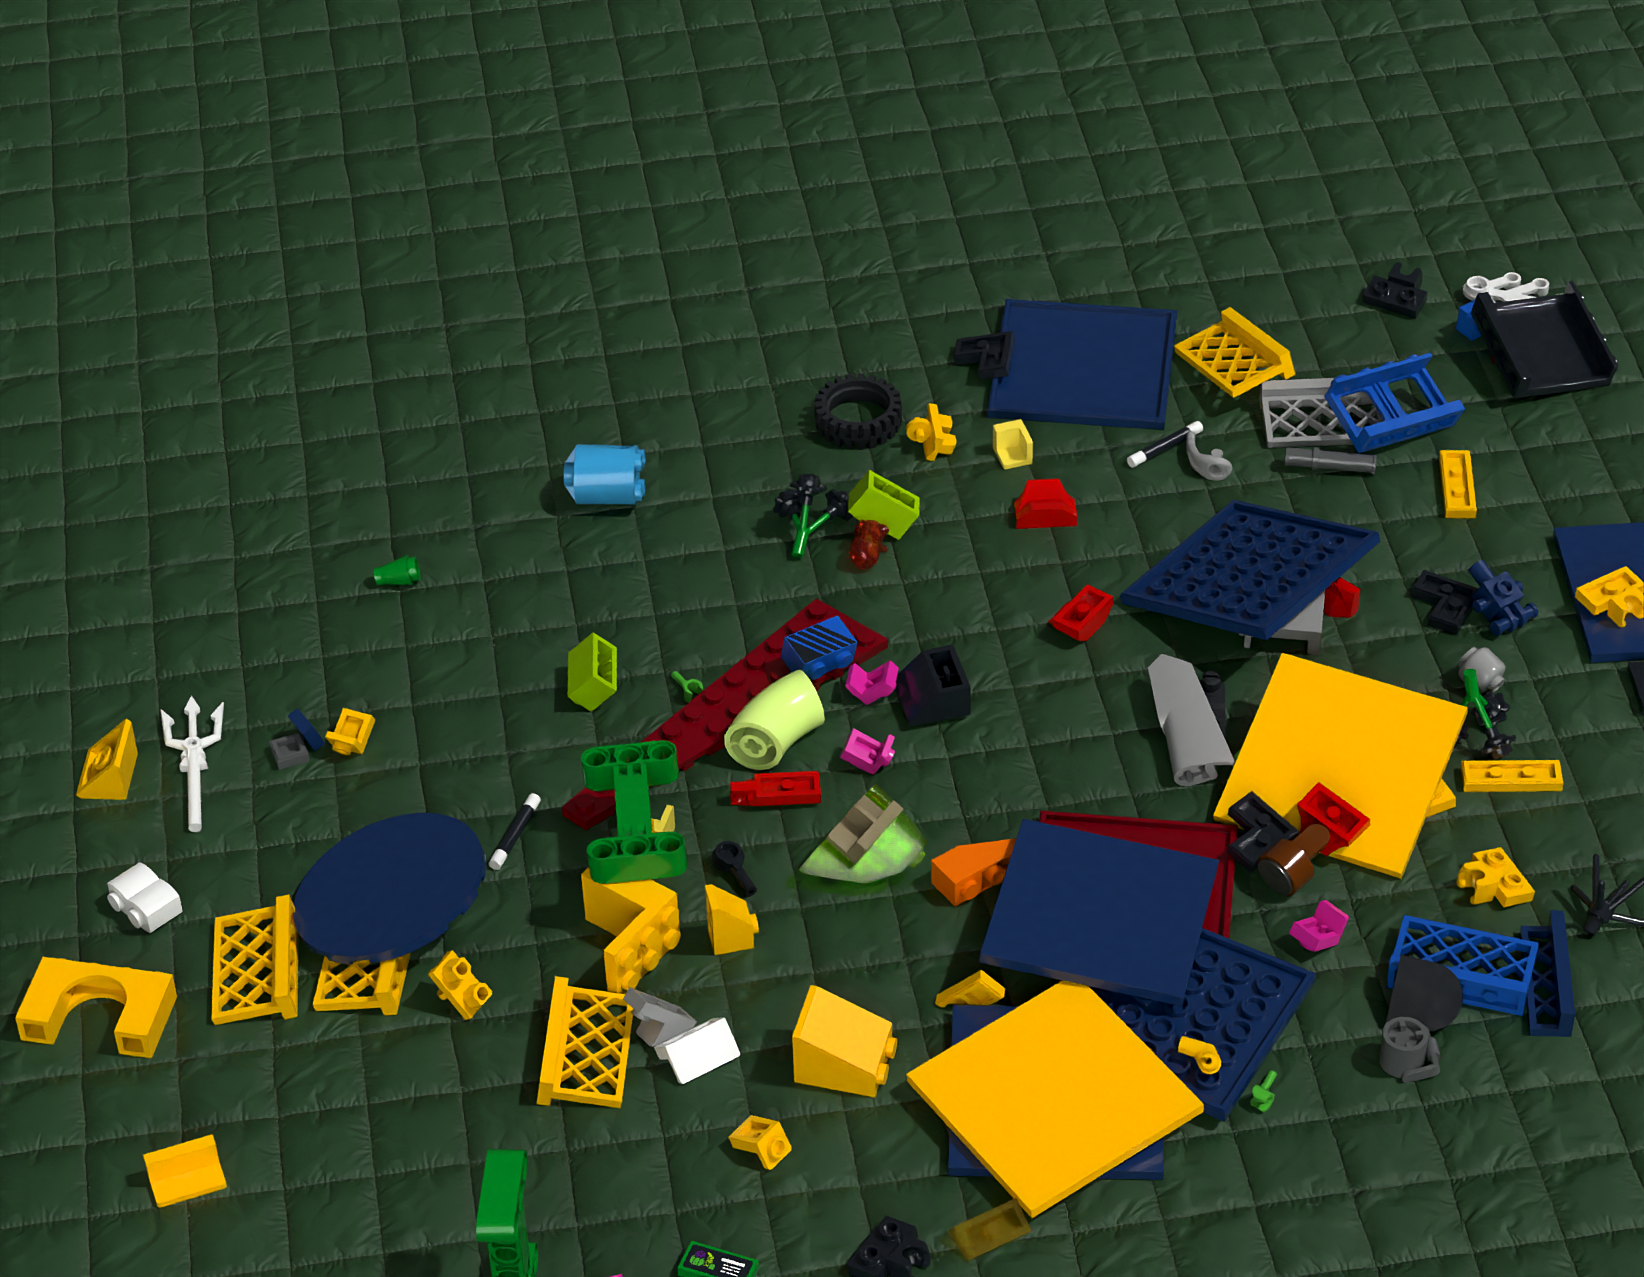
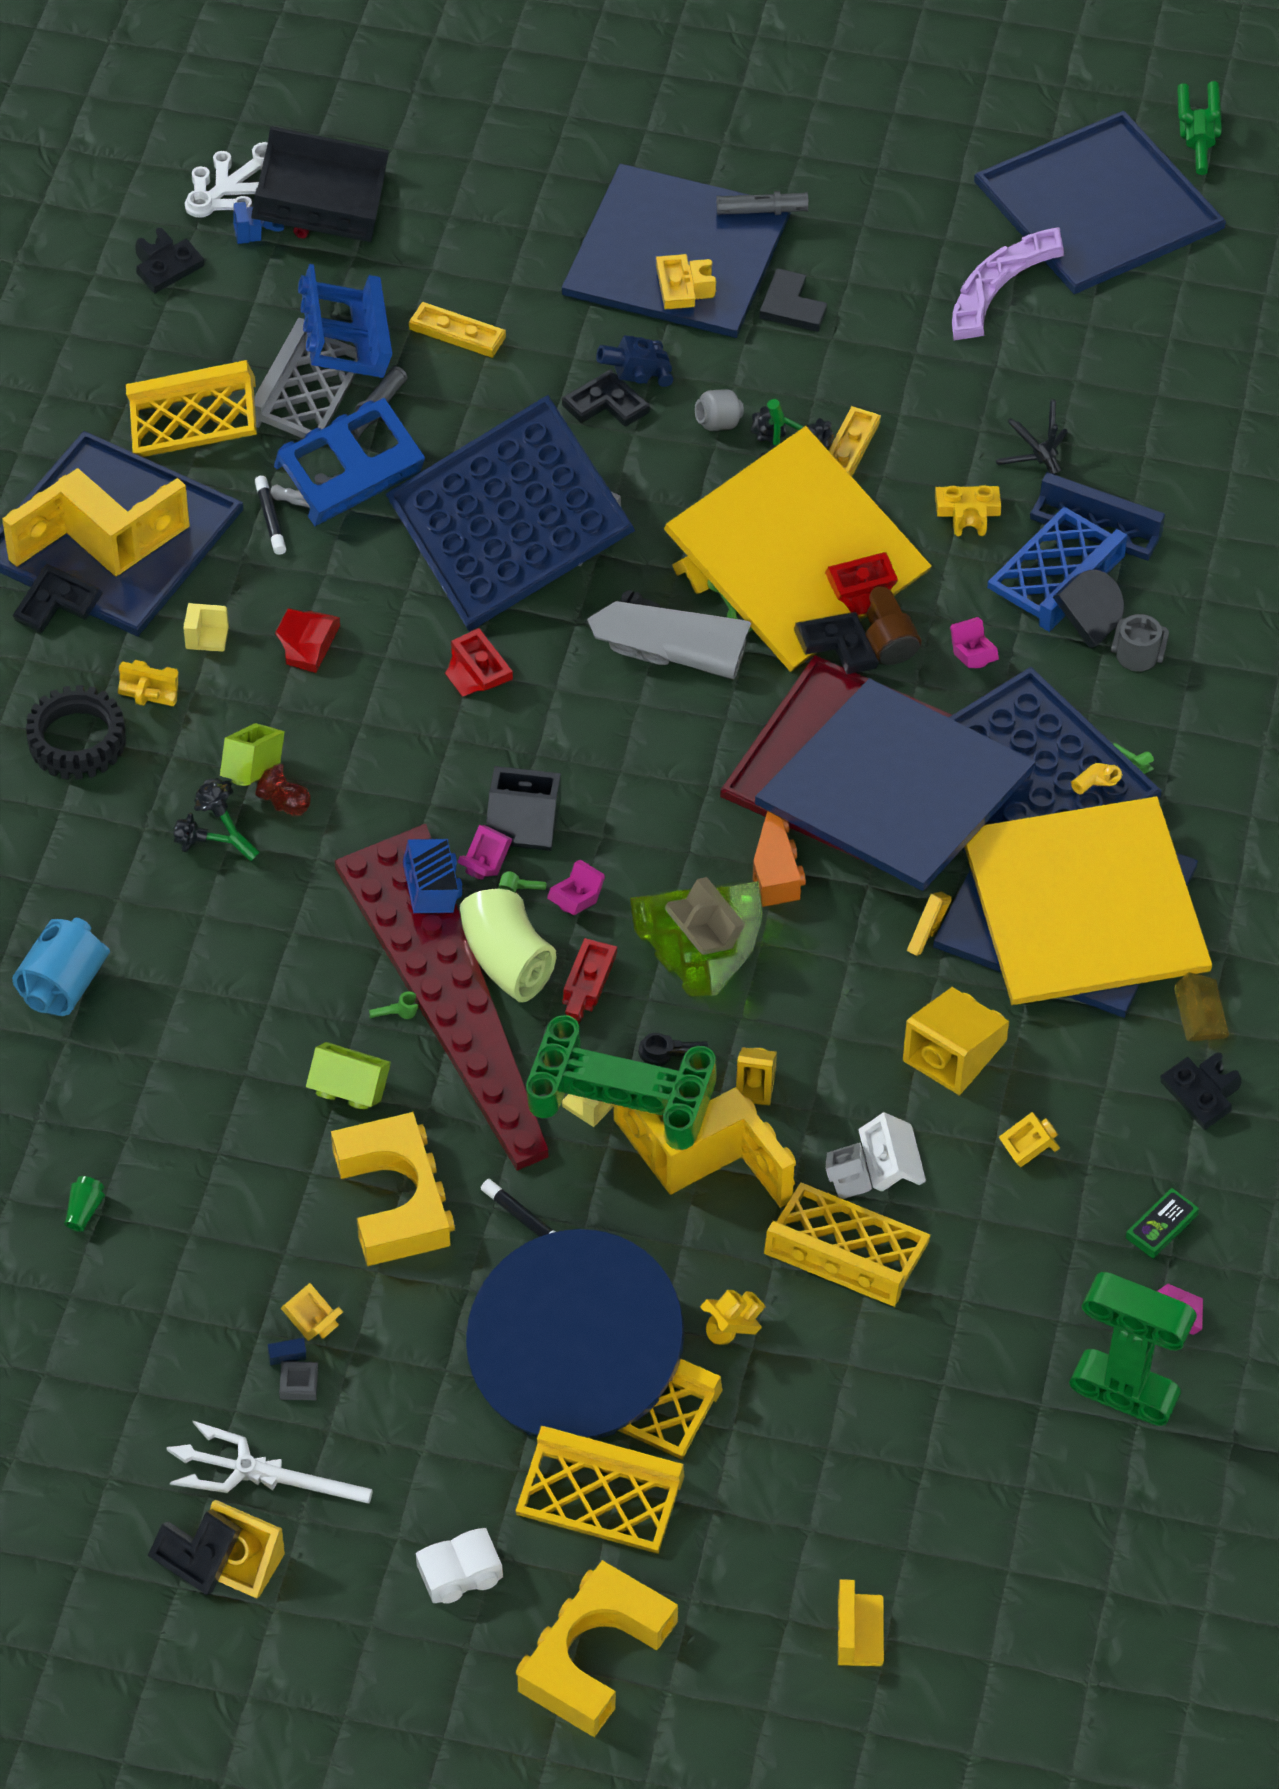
camera: 70 degrees left, 10 degrees up
(94, 738) = (197, 1558): none -> black tile
(476, 767) = (396, 1146): none -> yellow arch
(855, 710) = (511, 882): none -> bright green hand
(1066, 338) = (96, 522): none -> yellow bracket
(1231, 473) = (363, 474): none -> blue window

